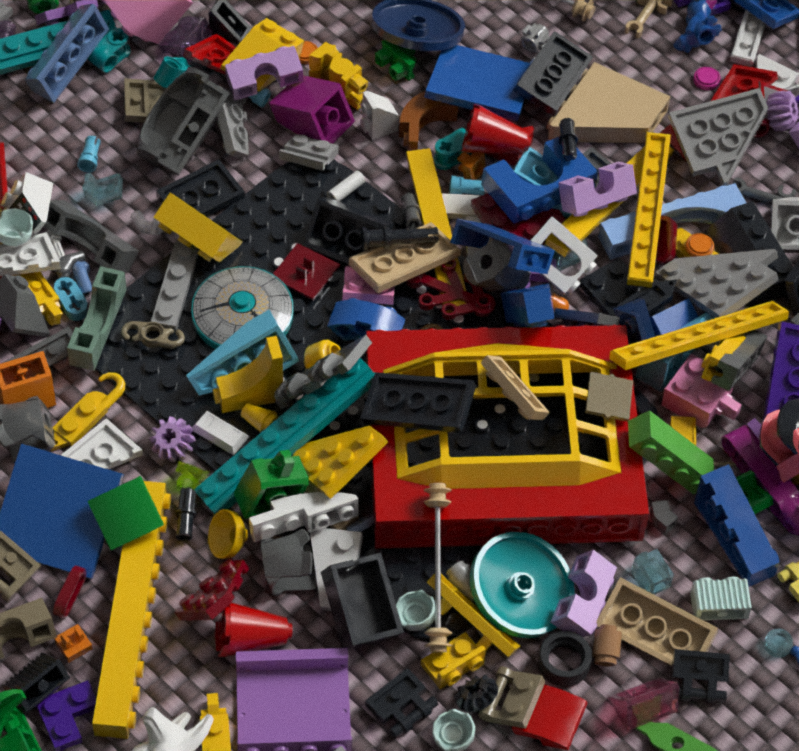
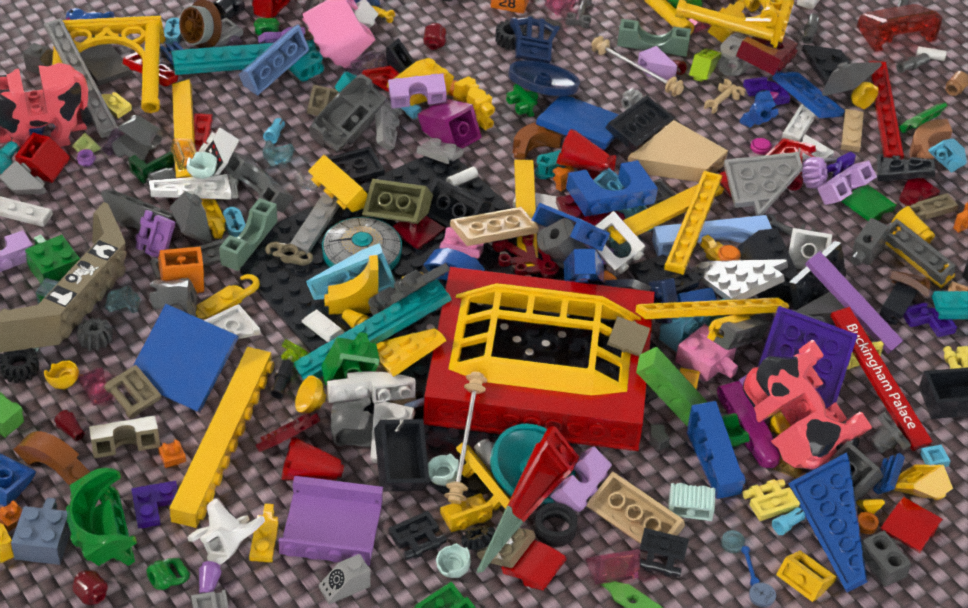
camera: 10 degrees right, 10 degrees down
(38, 680) = (137, 473): black brick -> none
(67, 262) = (240, 197): flat silver arm -> none
(69, 591) = (178, 416): dark red tile -> none
(81, 271) = (246, 205): medium blue arm -> none
(125, 512) = (233, 363): green slope -> none
(166, 434) = (285, 324): lavender gear -> none
(275, 241) = (397, 201): none -> olive slope
(378, 115) = (499, 133): white slope -> none
(386, 237) = (481, 209): black pin -> none
(411, 211) = (508, 199): dark grey pin -> none
(418, 402) = (476, 315): black plate -> none
(467, 186) = (554, 190): medium azure pin -> none
(514, 388) = (552, 315): tan plate -> none
(542, 590) = (546, 468): none -> red plate
(568, 139) = (638, 162): black axle -> none
(606, 645) = (591, 519): medium nougat brick -> none
(614, 185) = (669, 199): lavender arch -> none
(652, 572) = (640, 473): clear light blue brick -> none
(666, 241) = (703, 247): dark red tile -> none

